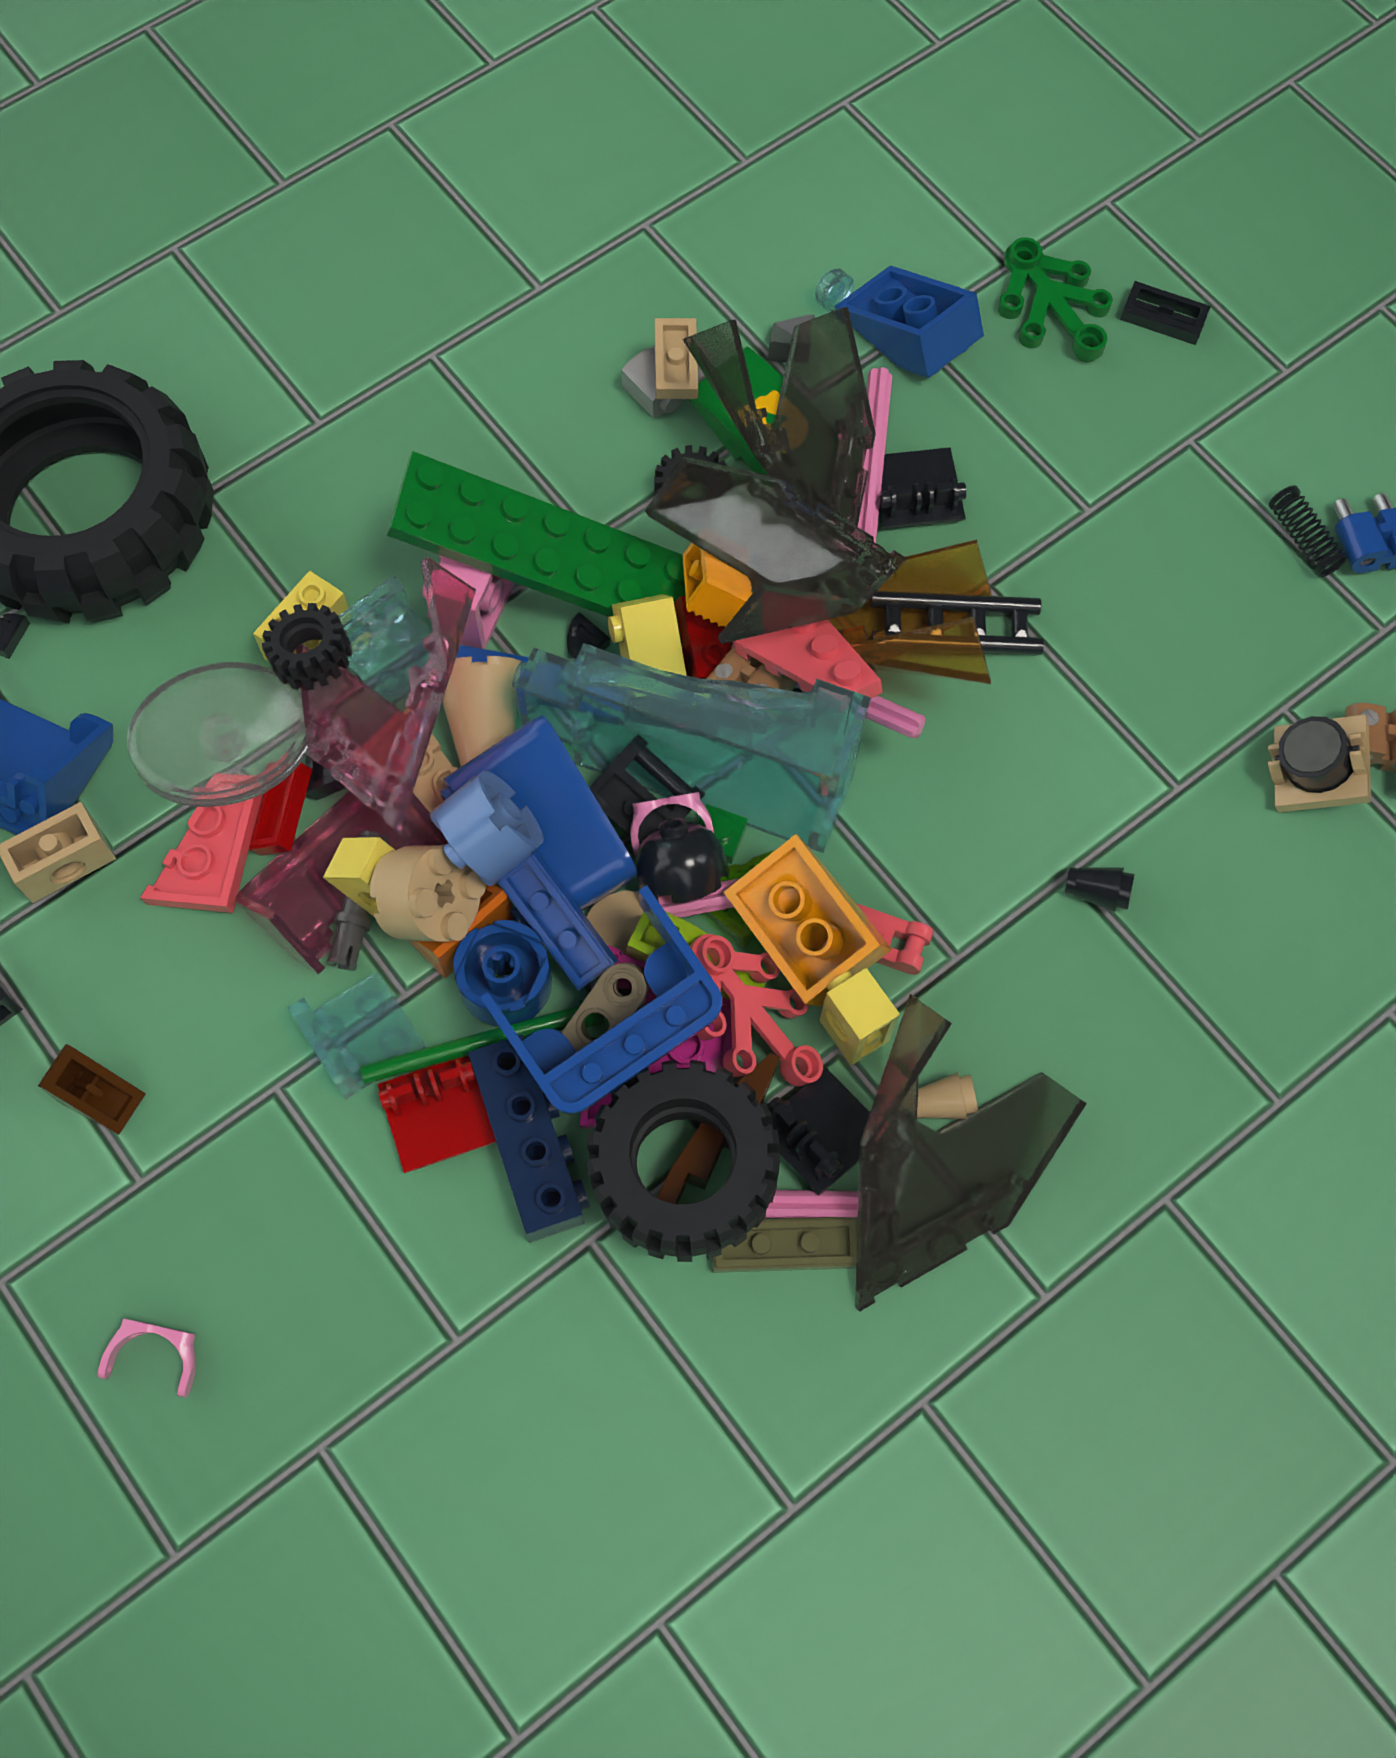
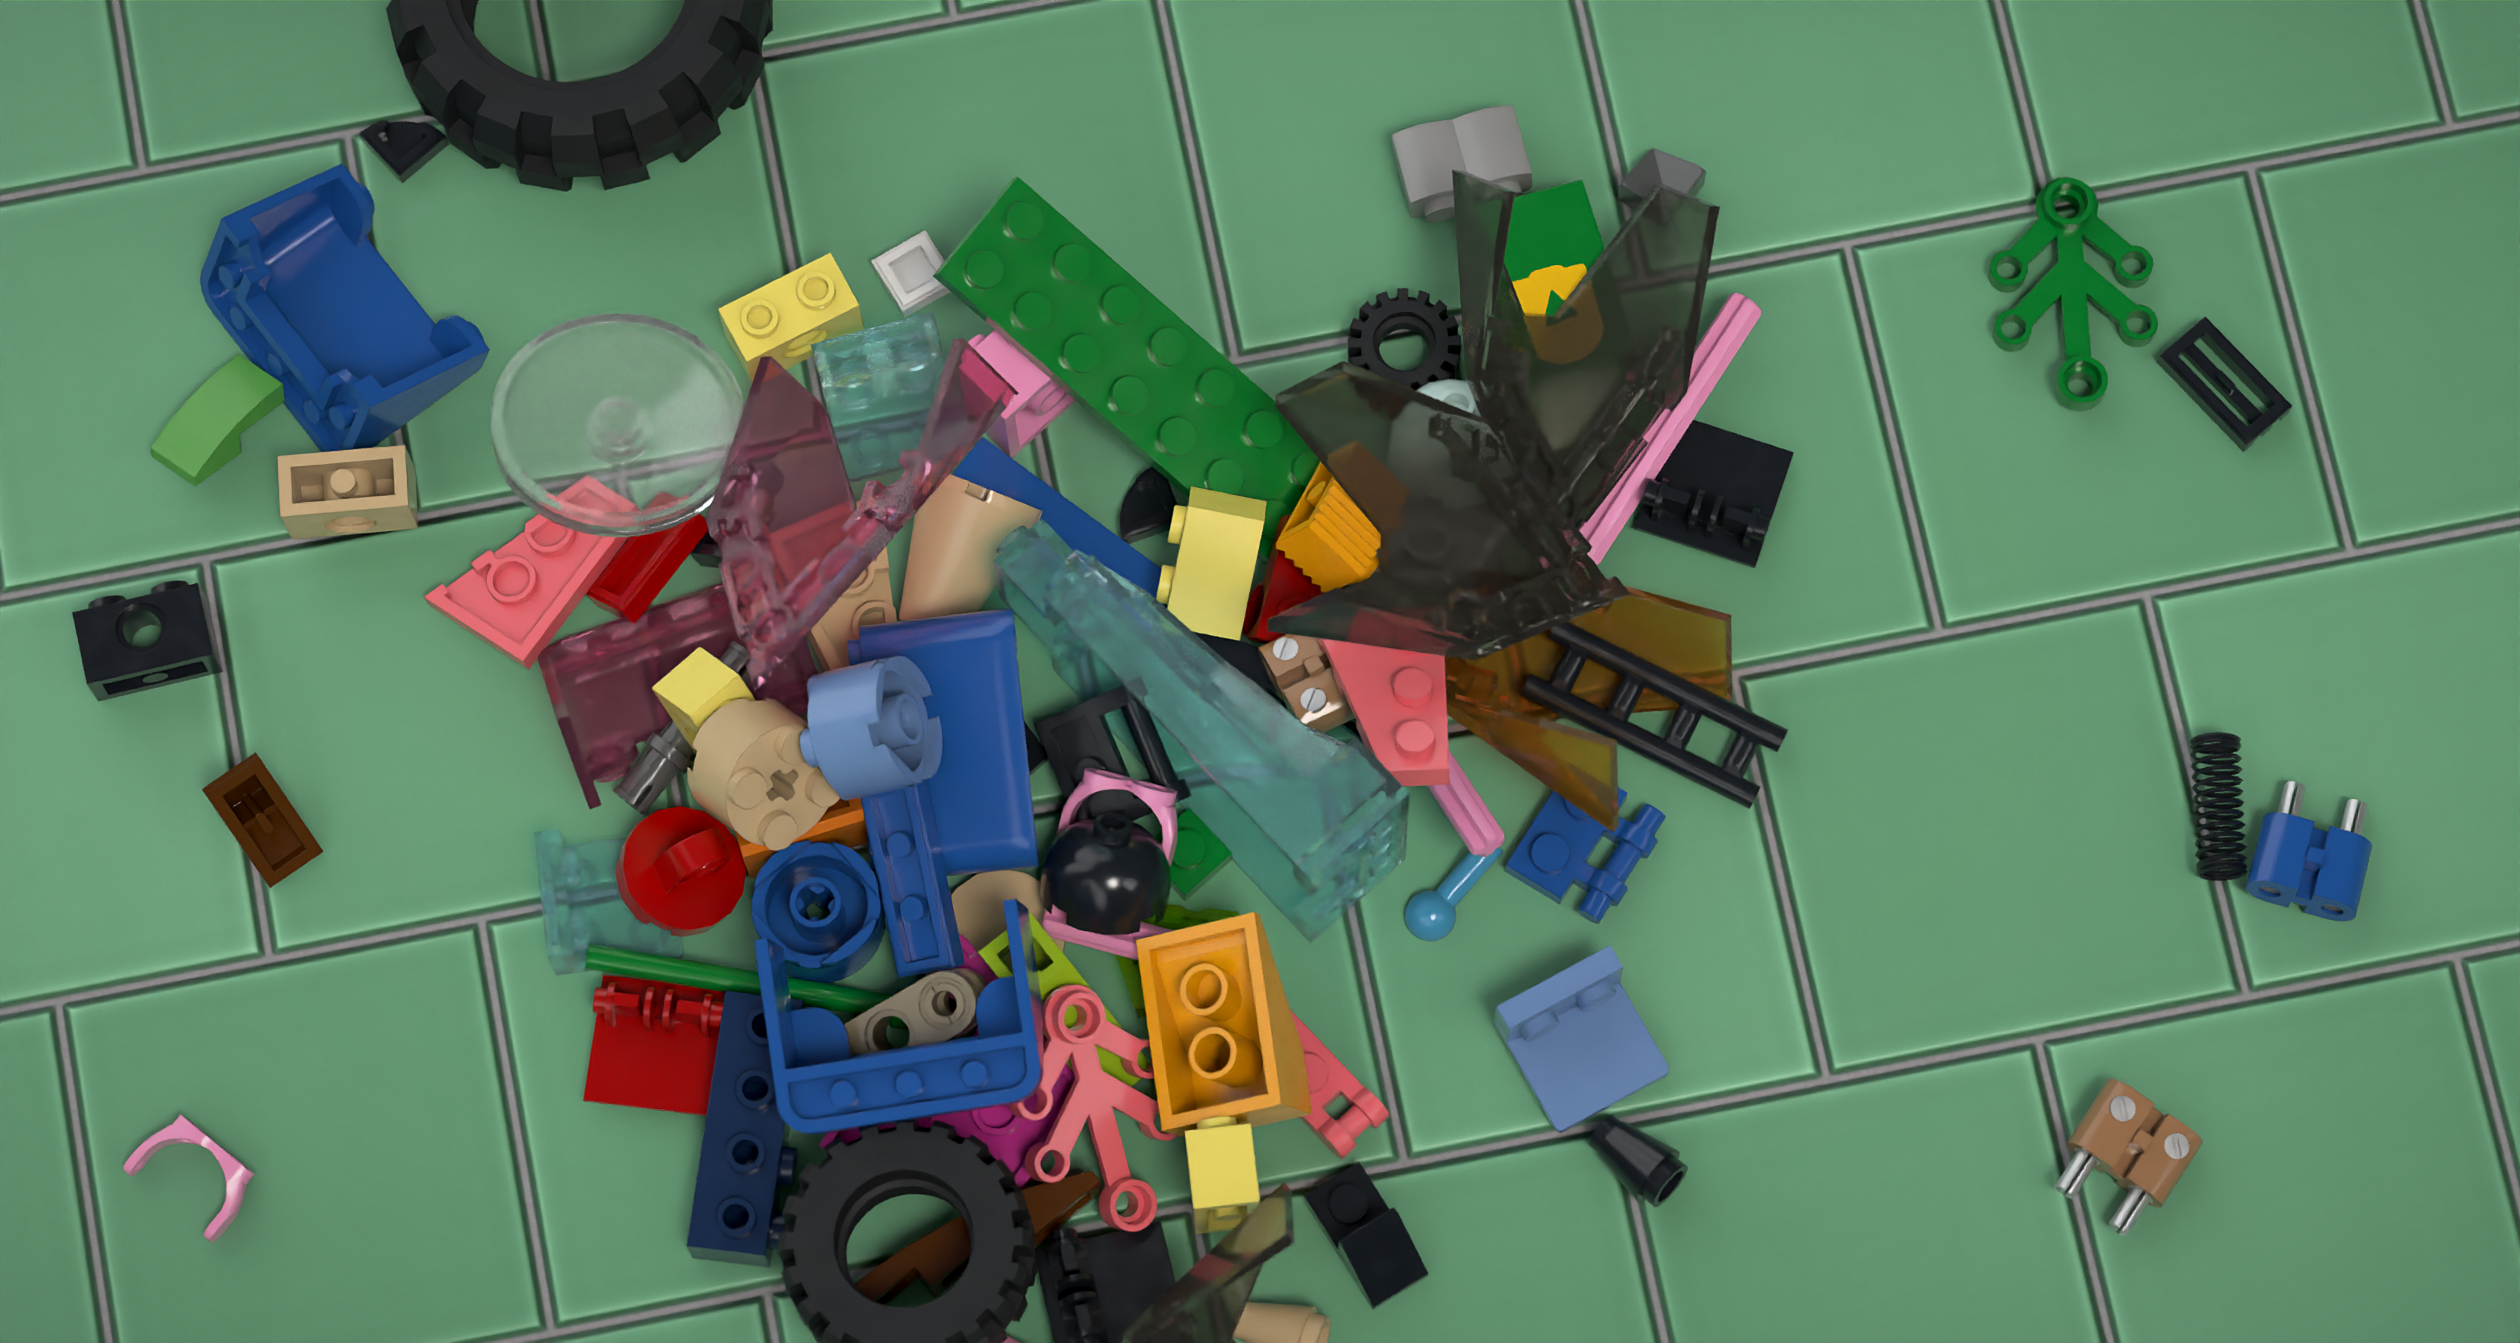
camera: 30 degrees right, 5 degrees up
(298, 629) = (765, 339): black tyre -> none
(366, 570) = (909, 273): none -> white tile
(398, 991) = (681, 871): none -> red tile
(674, 365) = (1471, 142): tan plate -> none
(833, 289) = (1760, 138): clear light blue tile -> none
(888, 800) = (1432, 912): none -> dark azure bar
(915, 319) = (1845, 234): blue slope -> none
(945, 708) = (1563, 840): none -> blue plate
(975, 1015) = (1366, 1235): none -> black slope
(1025, 831) = (1580, 1041): none -> medium blue bracket
(1319, 759) = (2020, 1136): piece -> none

